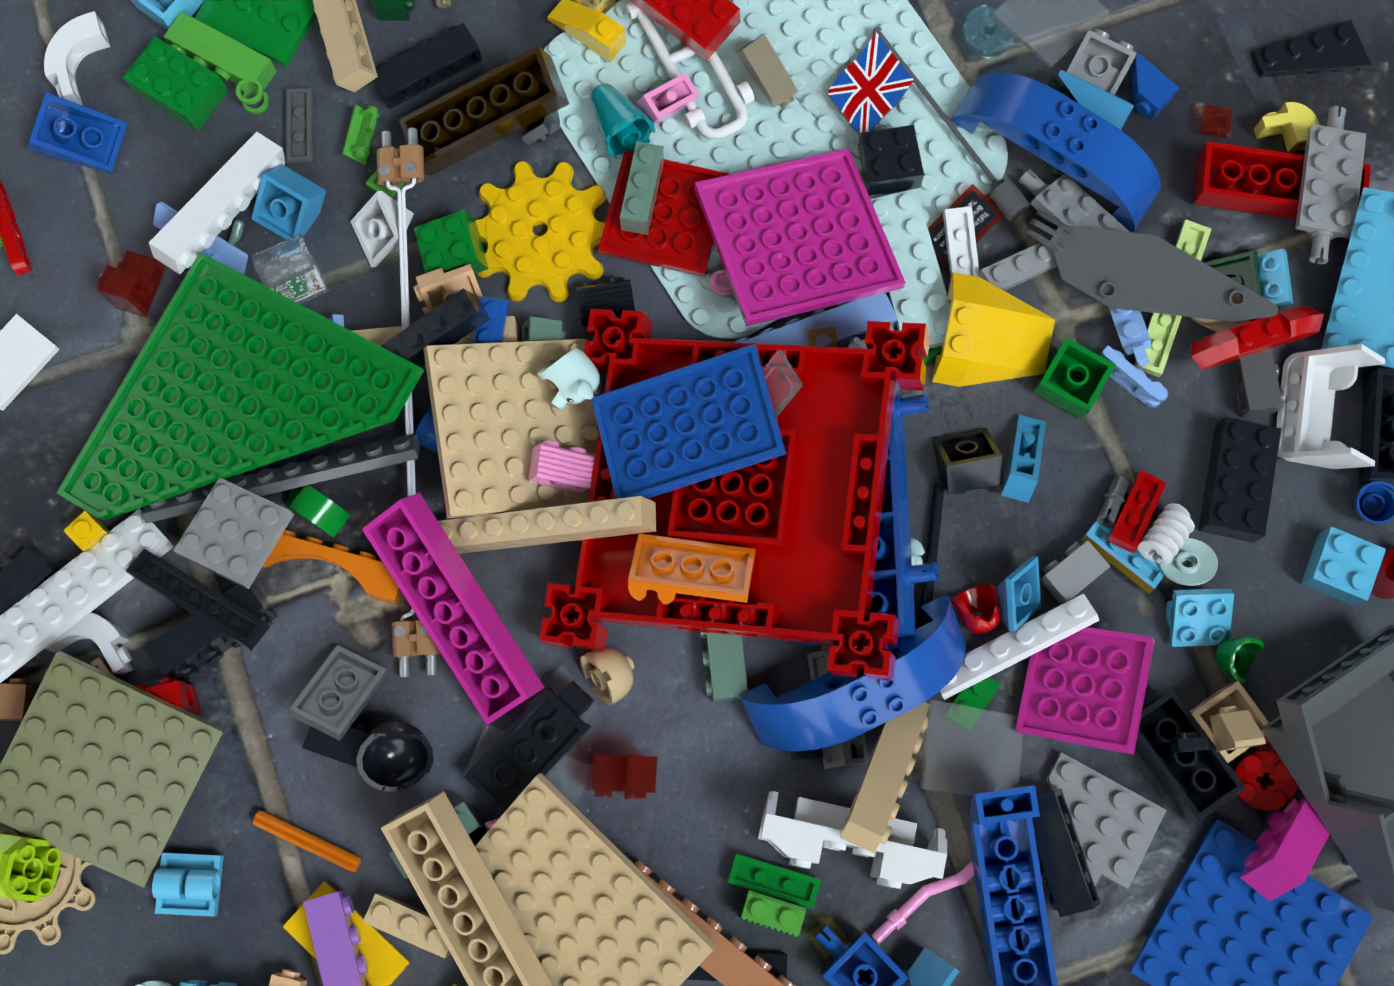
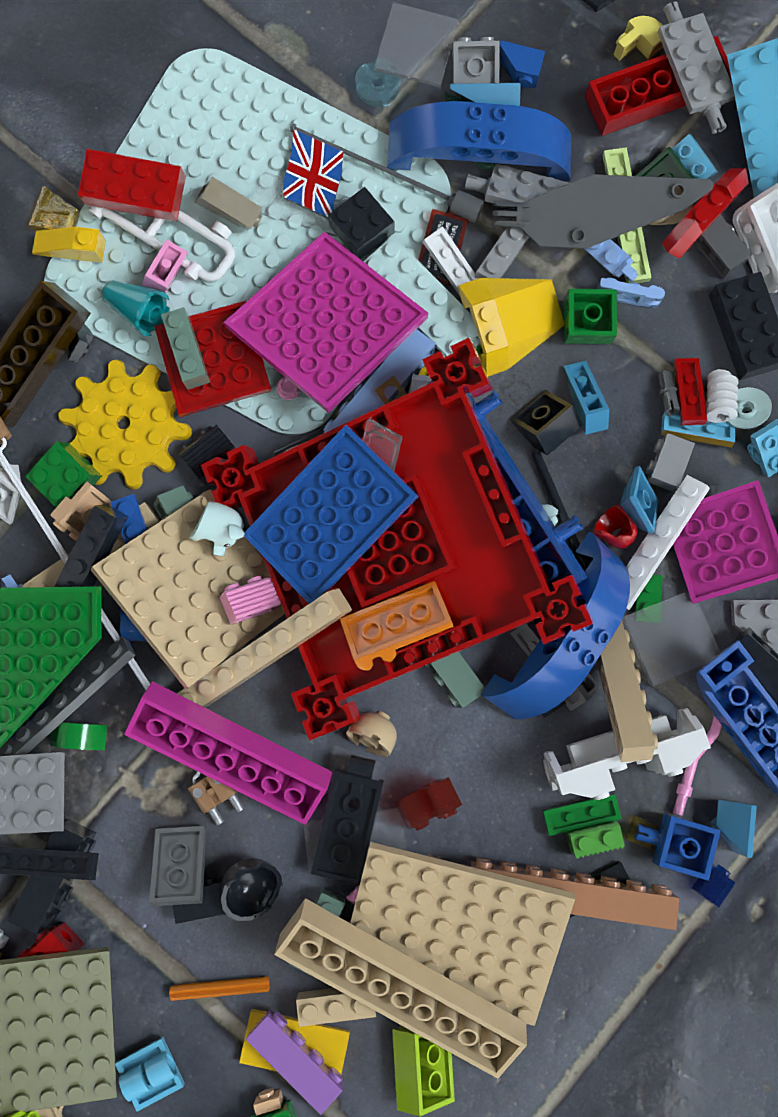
camera: 30 degrees left, 5 degrees up
(364, 567) = (141, 760): orange arch -> none
(1216, 121) = (584, 63): clear red plate -> none

